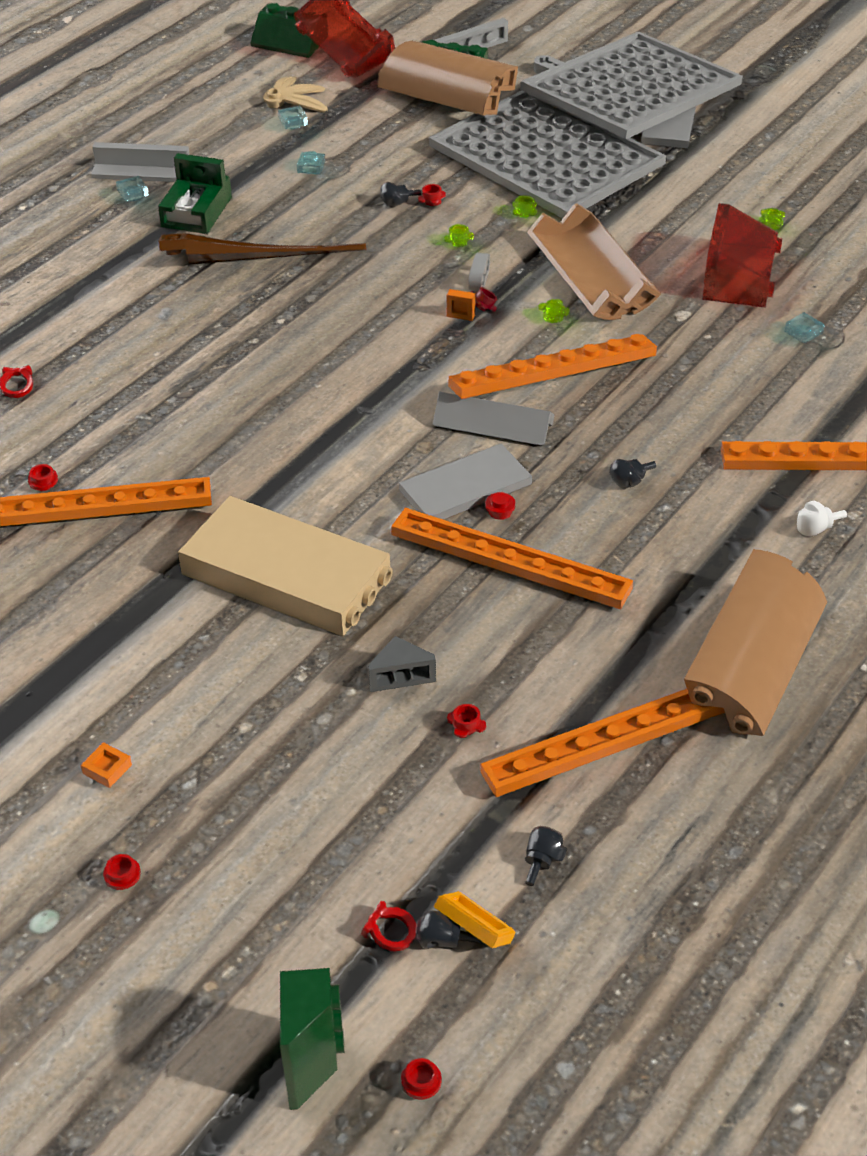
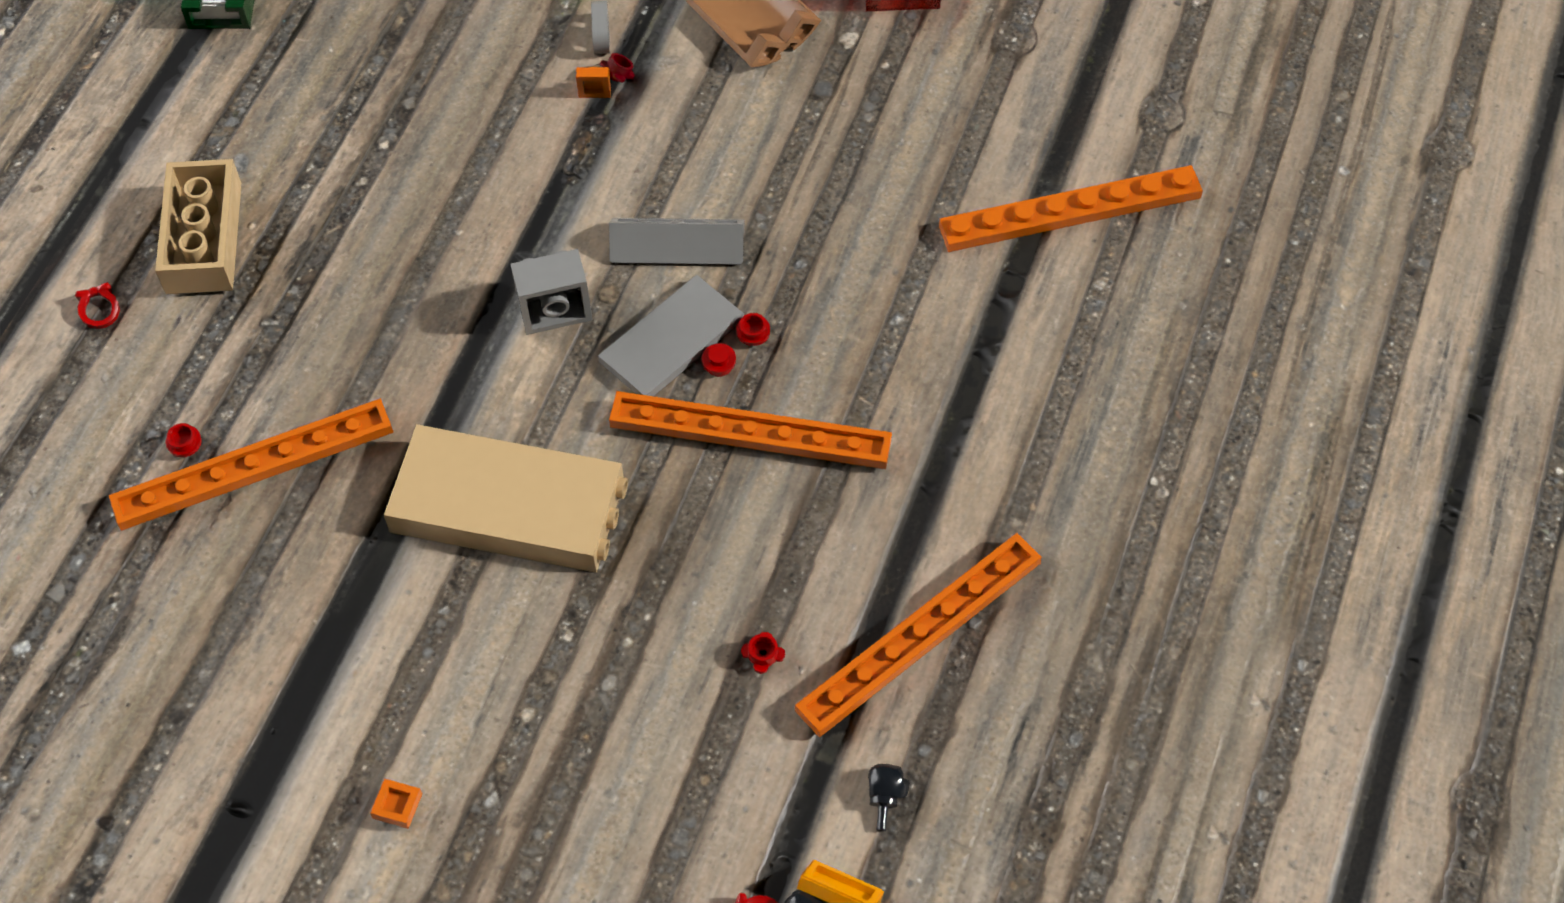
camera: 15 degrees left, 15 degrees up
(113, 341) = (198, 226): none -> tan brick
(207, 249) = (266, 54): reddish brown plate -> none
(374, 427) = (552, 291): none -> light grey brick
(401, 666) = (675, 601): dark grey slope -> none
(536, 488) = (753, 329): none -> red plate
(551, 366) = (724, 155): orange plate -> none
(553, 310) = (702, 66): clear neon green plate -> none
(629, 472) = (848, 284): black piece -> none
(756, 642) = (1042, 485): medium nougat cylinder -> none
(804, 327) = (991, 34): clear light blue plate -> none
(816, 518) = (1065, 302): white piece -> none

